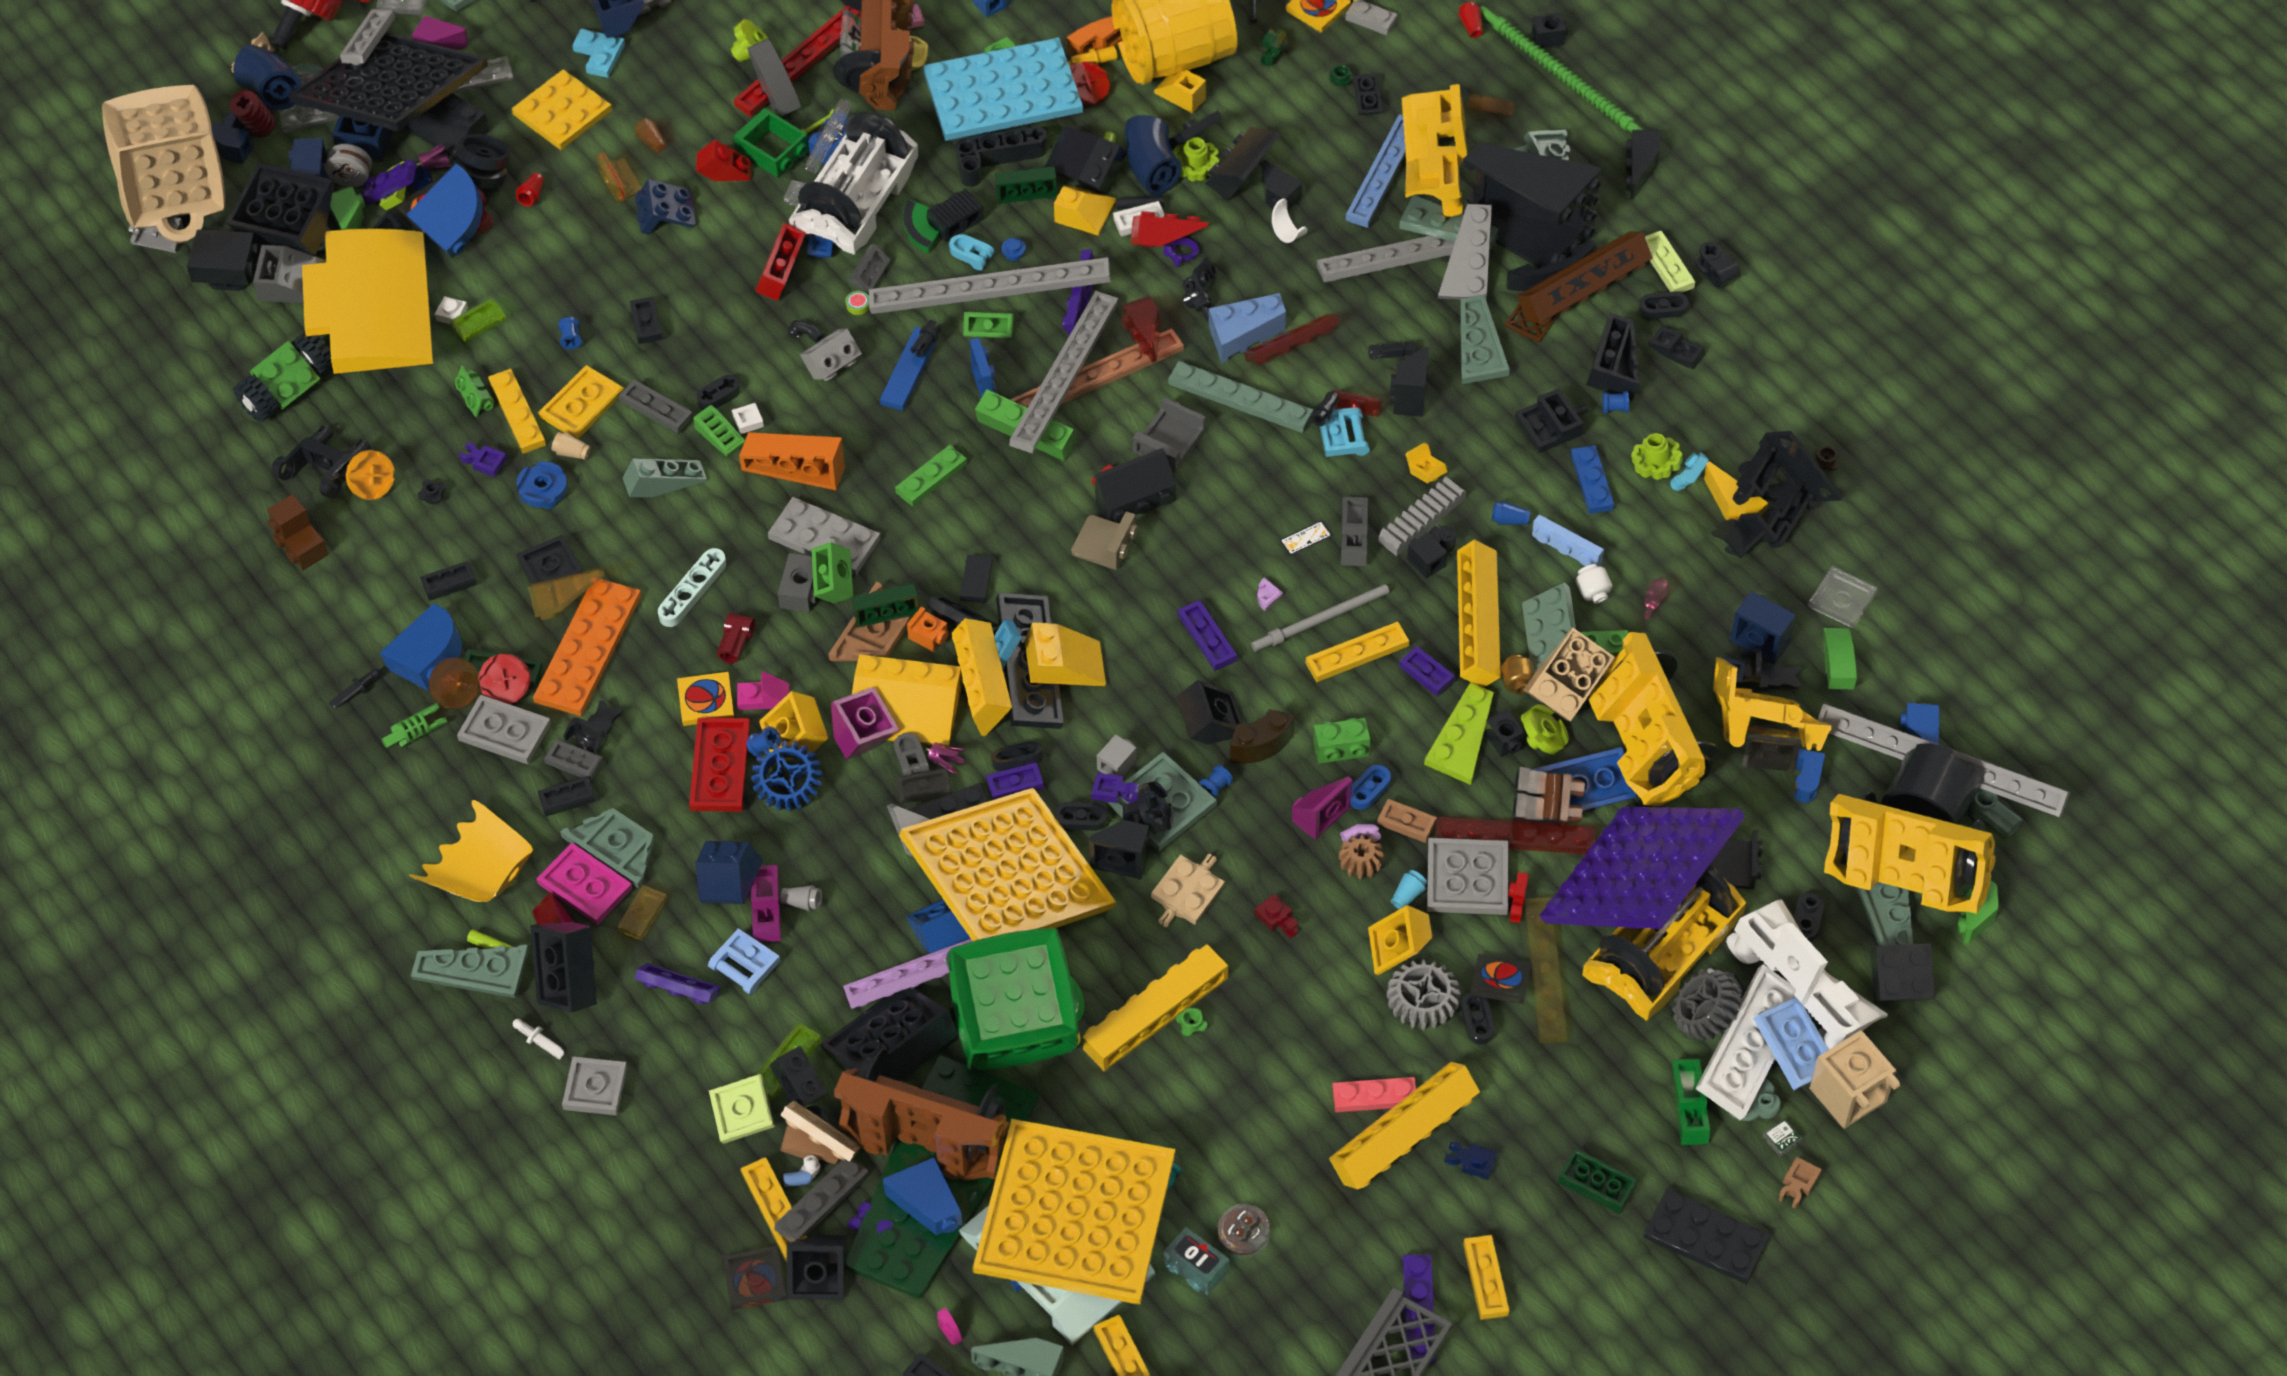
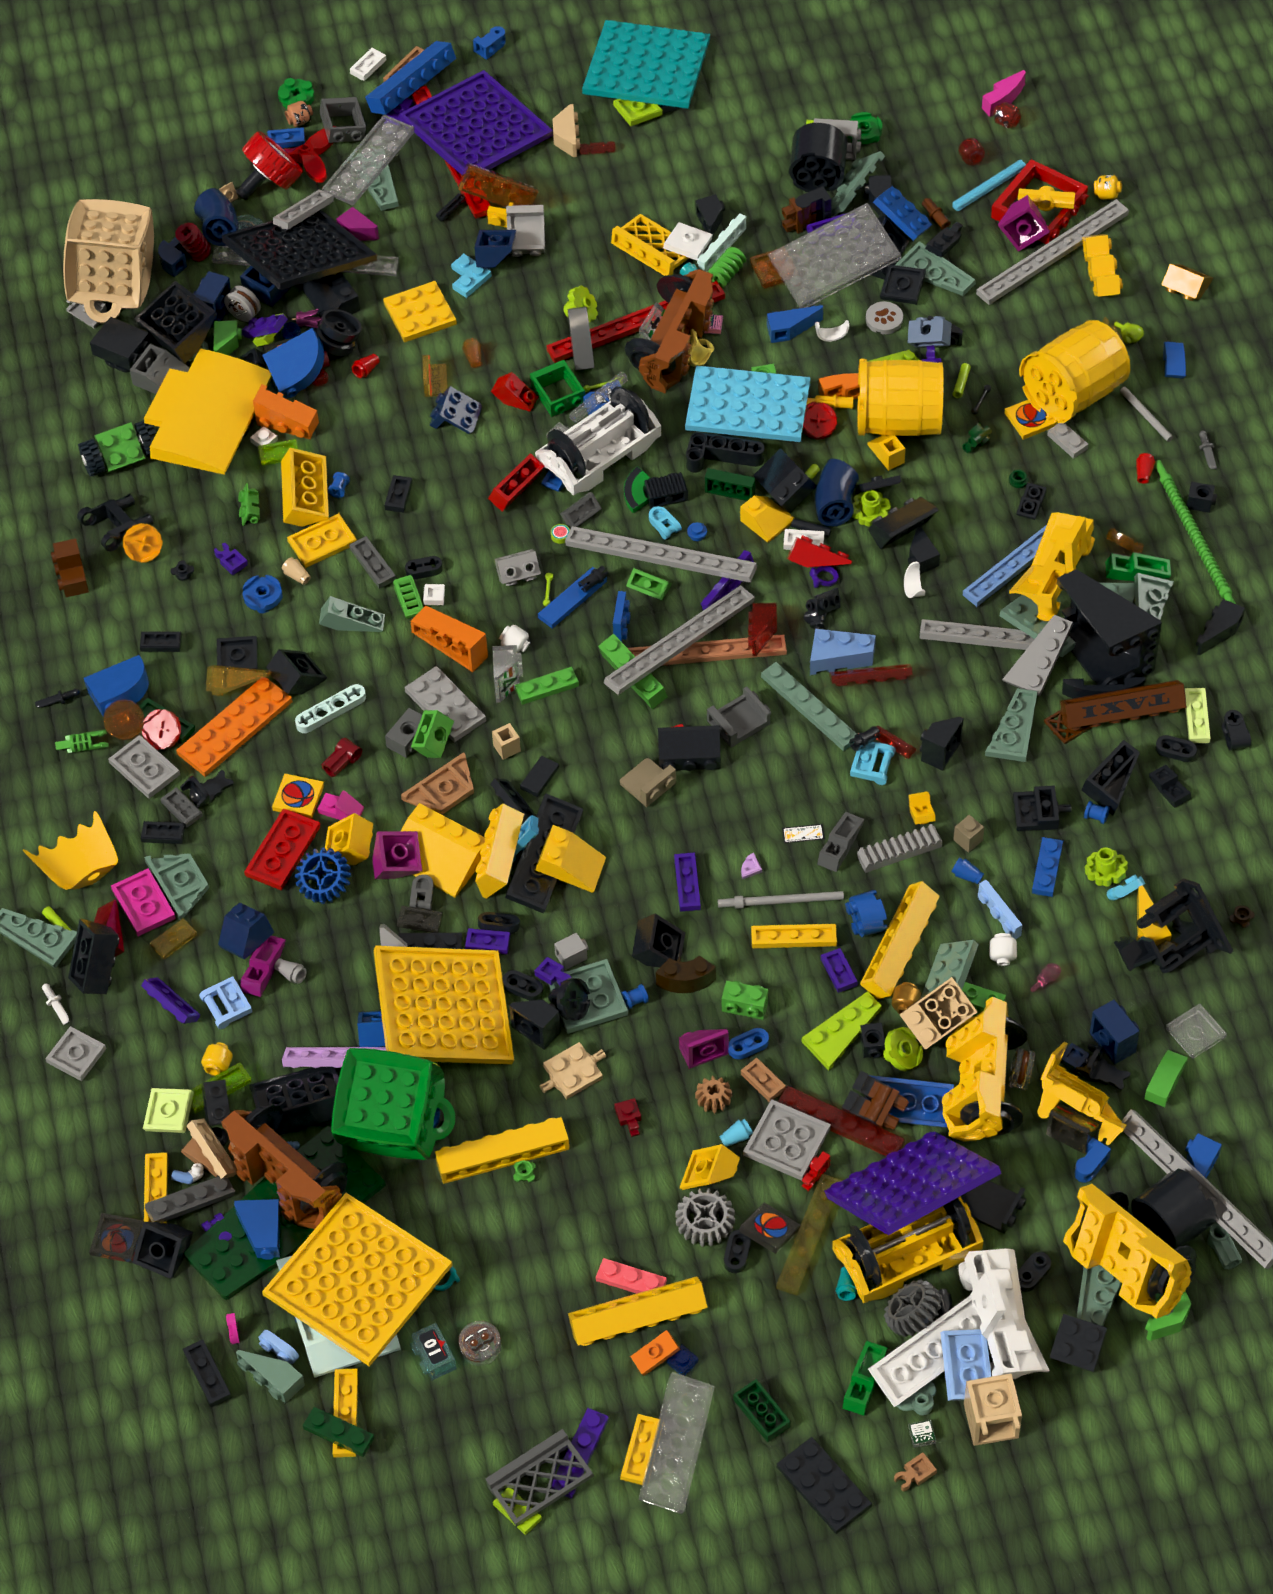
camera: 25 degrees right, 0 degrees up
(464, 275) = (283, 415): none -> orange wedge
(516, 411) = (272, 531): yellow plate -> none
(531, 349) = (304, 488): none -> yellow slope
(629, 560) = (295, 671): none -> black slope
(757, 742) = (317, 842): blue bush -> none
(769, 1028) = (216, 1058): none -> yellow head
(807, 328) = (507, 537): black arm -> none
(869, 355) = (549, 577): none -> lime hinge
(869, 436) = (515, 636): none -> white head
(879, 472) = (507, 670): none -> clear slope
(885, 605) = (457, 772): dark green piece -> none
(921, 551) = (506, 741): none -> tan brick
(927, 630) = (481, 801): orange brick -> none
(940, 753) = (442, 899): flat silver piece -> none
(1011, 1325) = (283, 1351): none -> light blue plate
(1368, 830) = (731, 1077): lavender arm -> none
(1392, 350) = (944, 709): black axle -> none
(1429, 597) = (866, 914): none -> blue brick
(1430, 551) = (887, 877): black brick -> none
(1447, 1164) = (655, 1353): none -> orange plate
(1491, 472) = (968, 833): none -> dark tan brick
(1512, 130) = (1125, 568): none -> green slope
(1523, 1254) = (676, 1443): none -> clear plate
(1617, 1009) = (845, 1287): none -> teal cone
(1690, 700) = (1021, 1069): none -> clear head

